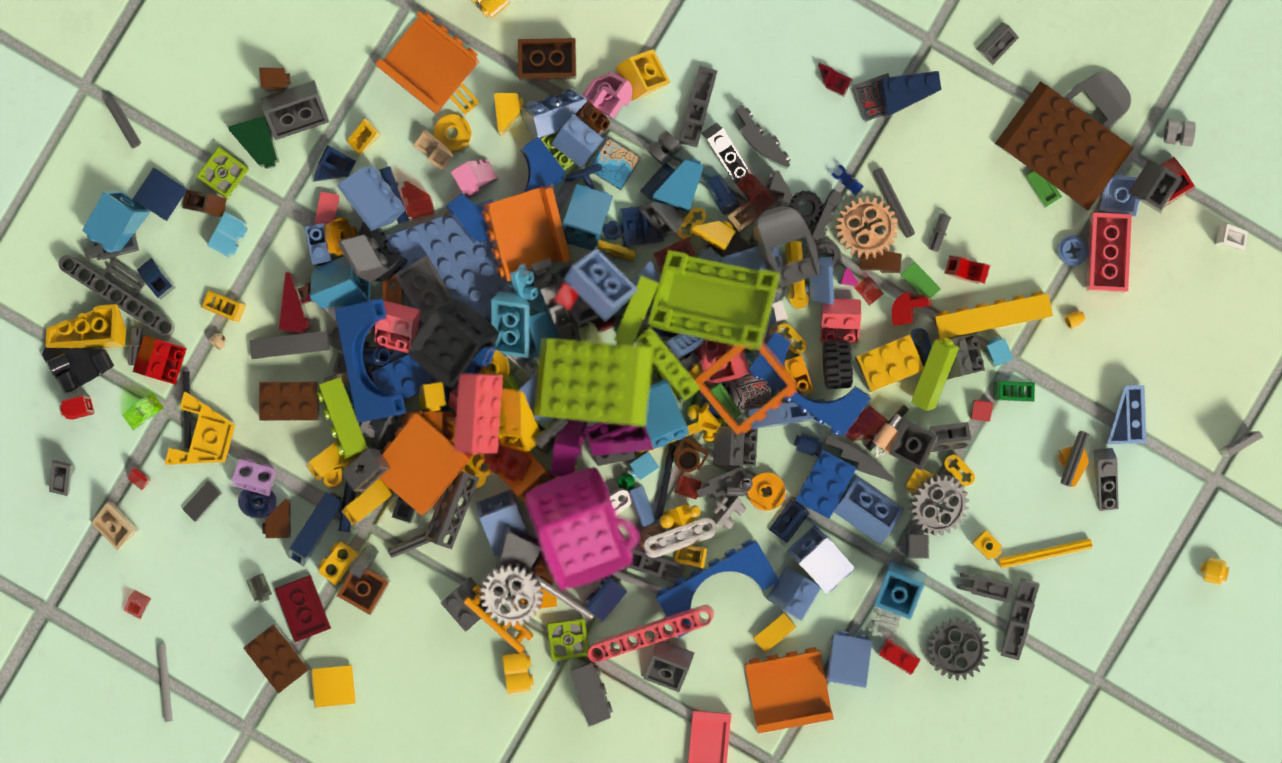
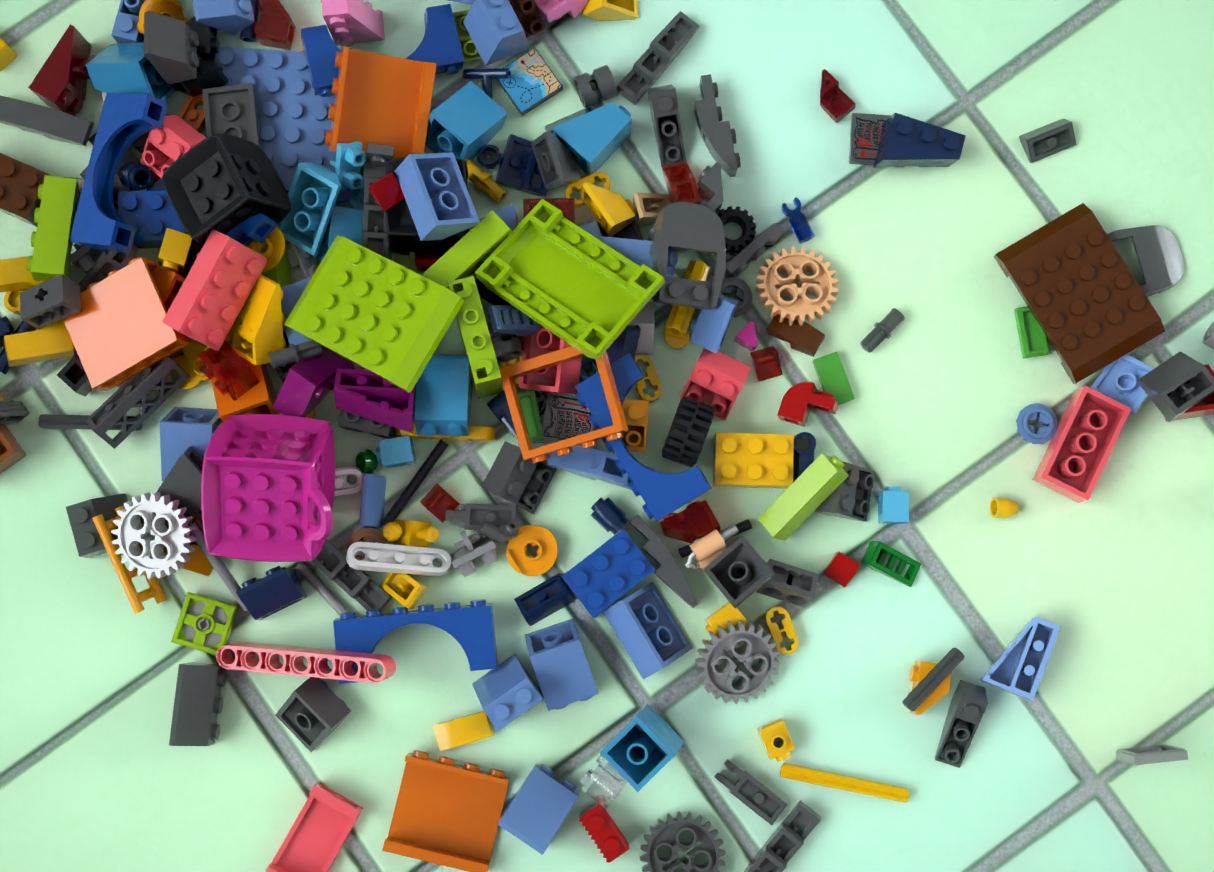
camera: 20 degrees right, 5 degrees down
(517, 672) = (122, 637): yellow brick -> none
(688, 458) = (454, 467): reddish brown piece -> none
(706, 420) = (495, 428): yellow piece -> none
(724, 197) = (641, 177): dark blue piece -> none
(893, 202) = (842, 268): dark grey axle -> none
(917, 544) = (688, 700): dark grey brick -> none
(967, 270) = (896, 389): red brick -> none
(993, 316) = (906, 459): yellow brick -> none

